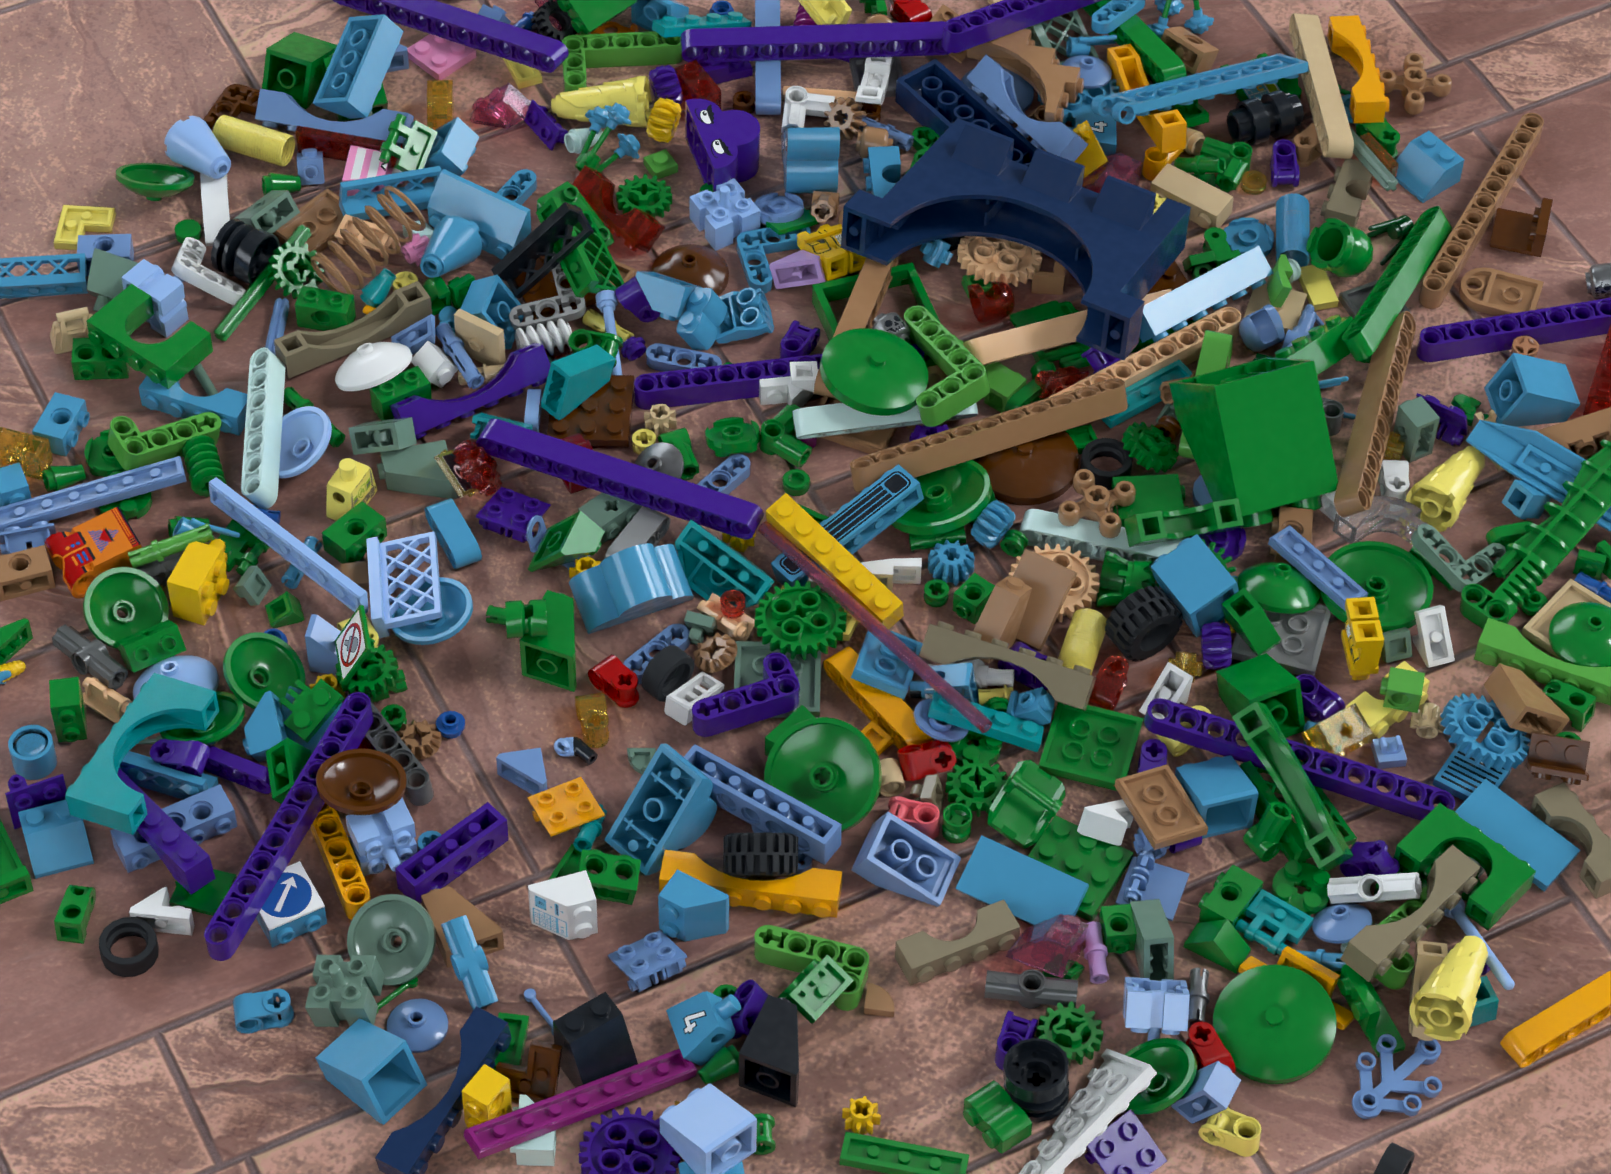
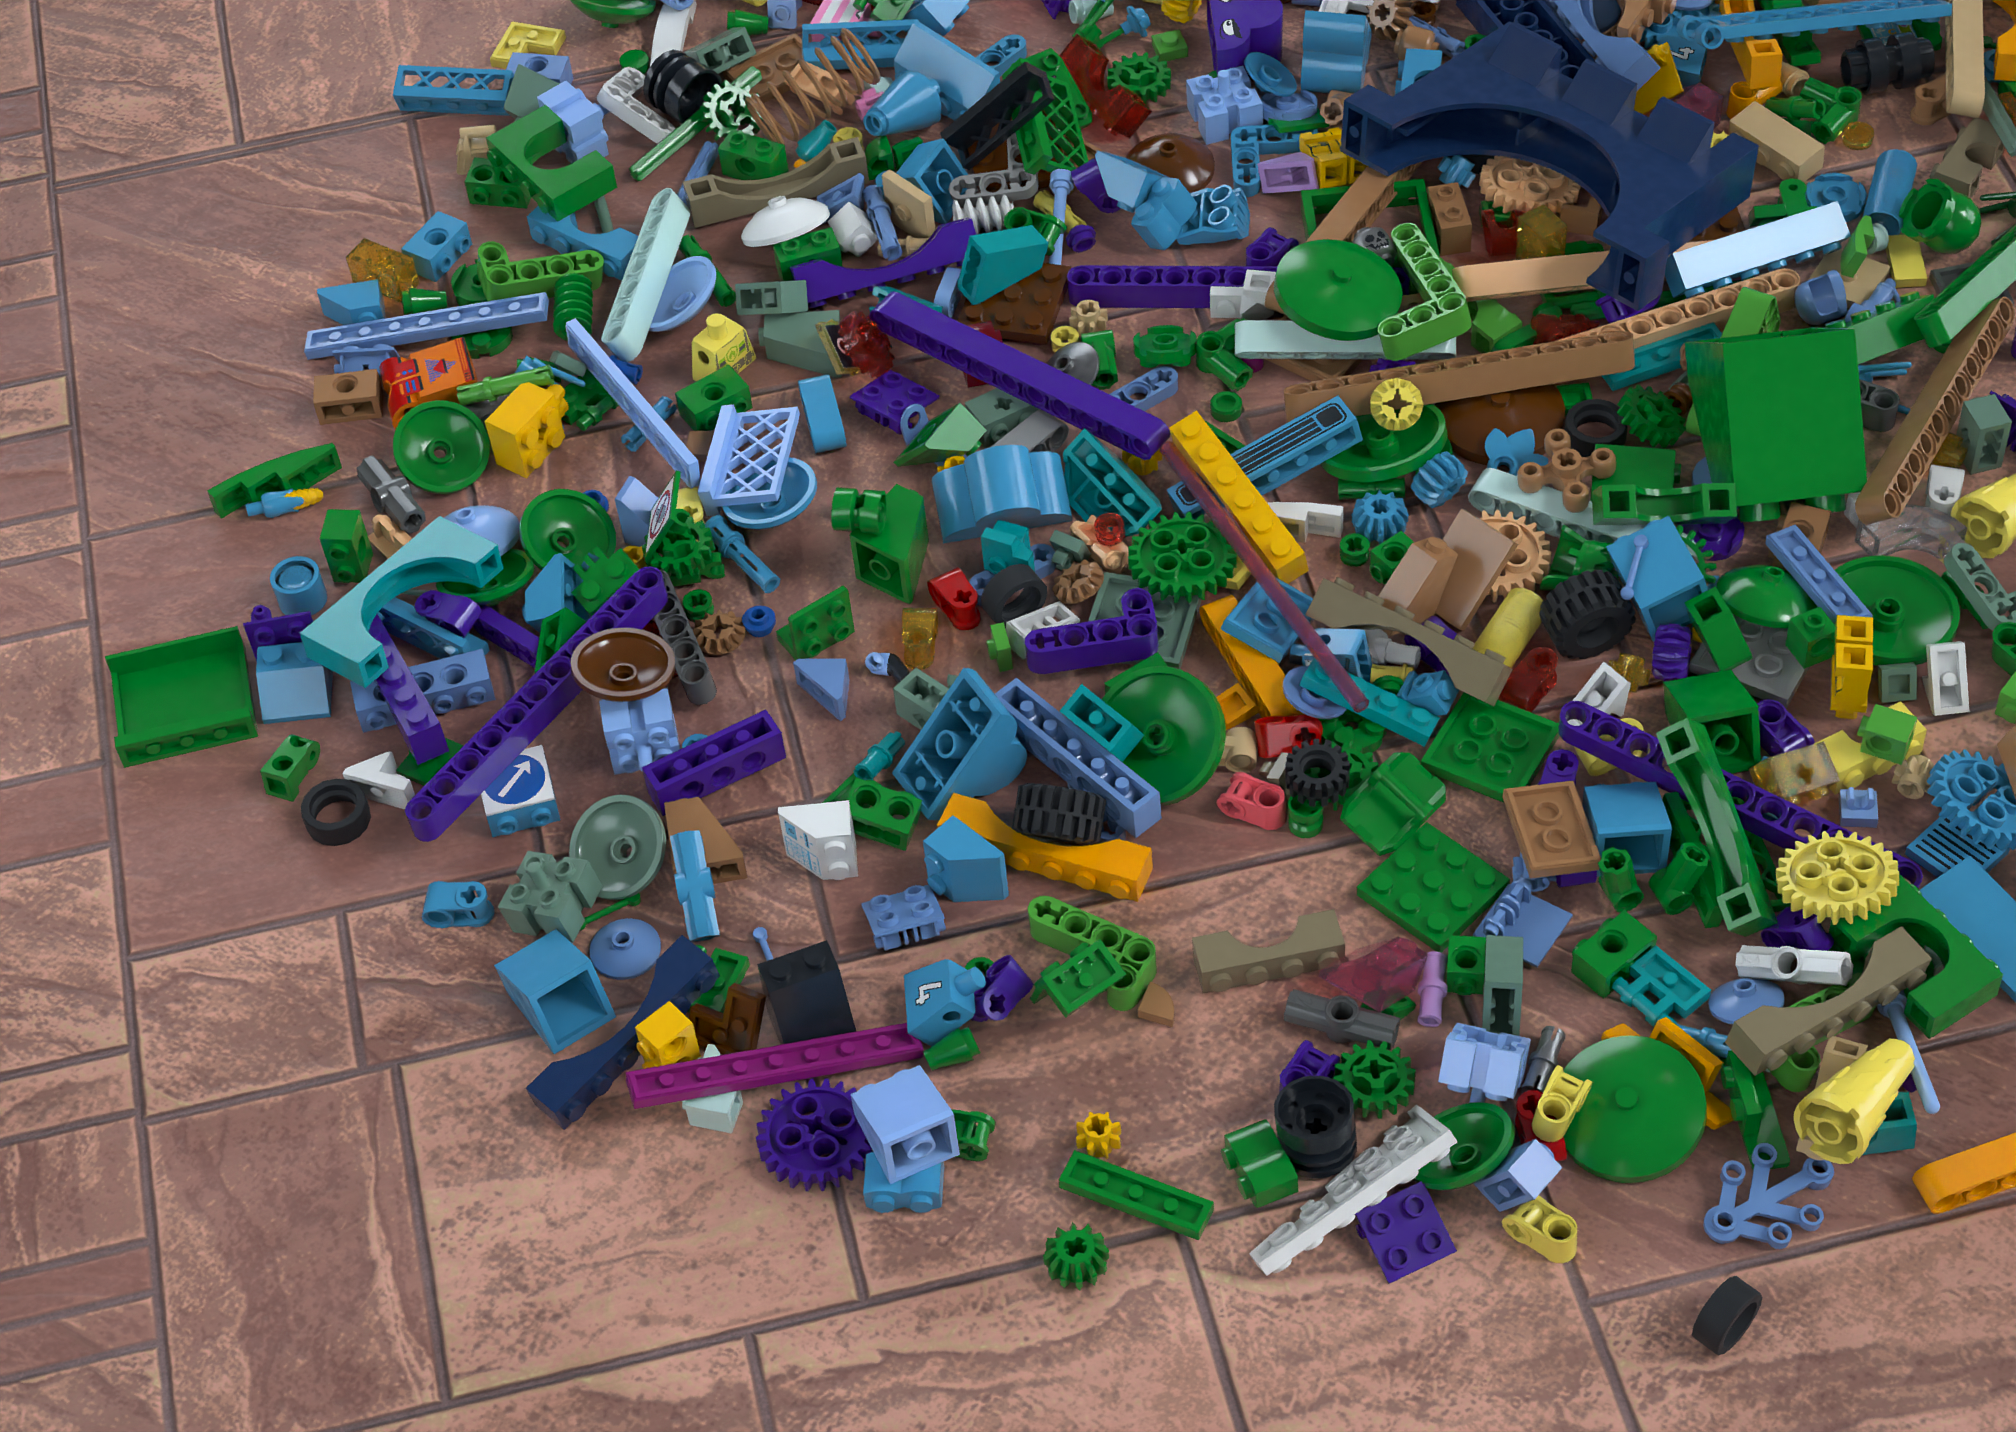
camera: 20 degrees right, 0 degrees up
(151, 645) = (456, 490): green brick -> none
(217, 518) = (568, 364): none -> sand green tile
(252, 586) = (587, 441): sand green tile -> none
(284, 611) = (614, 472): green slope -> none
(342, 866) = (590, 750): light orange beam -> none
(409, 662) = (764, 576): none -> dark azure pin
(505, 723) = (818, 625): none -> green bracket
(565, 806) = (856, 728): light orange hinge -> none
(616, 774) = (918, 697): none -> sand green brick
(651, 633) = (1006, 546): none -> teal brick
(665, 718) = (999, 647): none -> bright green plate
(666, 351) = (1116, 251): medium blue beam -> none
(759, 183) = (1270, 74): none -> dark azure dish
(771, 1053) = (1011, 1042): black slope -> none
(778, 771) = (1101, 722): none -> teal brick
(905, 861) = (1234, 849): medium blue slope -> none
(936, 456) = (1385, 415): none -> light yellow gear
(943, 294) = (1450, 219): none -> medium nougat brick
(962, 801) = (1317, 788): none -> black tyre
(1014, 543) = (1460, 499): green bush -> none
(1025, 304) = (1540, 234): none -> clear yellow brick
(1027, 886) = (1364, 895): dark azure tile -> none
(1045, 492) = (1512, 450): none -> dark azure plate
(1106, 821) = (1482, 837): white slope -> none
(1179, 559) = (1641, 542): none -> medium blue hinge
(1218, 943) = (1587, 1003): green slope -> none
(1221, 840) = (1619, 880): none -> green piece
(1225, 1026) = (1560, 1099): none -> light yellow piece
(1284, 164) = (1898, 117): dark purple piece -> none
(1304, 875) = (1710, 936): green plate -> none
(1324, 618) = (1811, 637): none -> green brick
(1394, 812) = (1837, 877): none -> light yellow gear

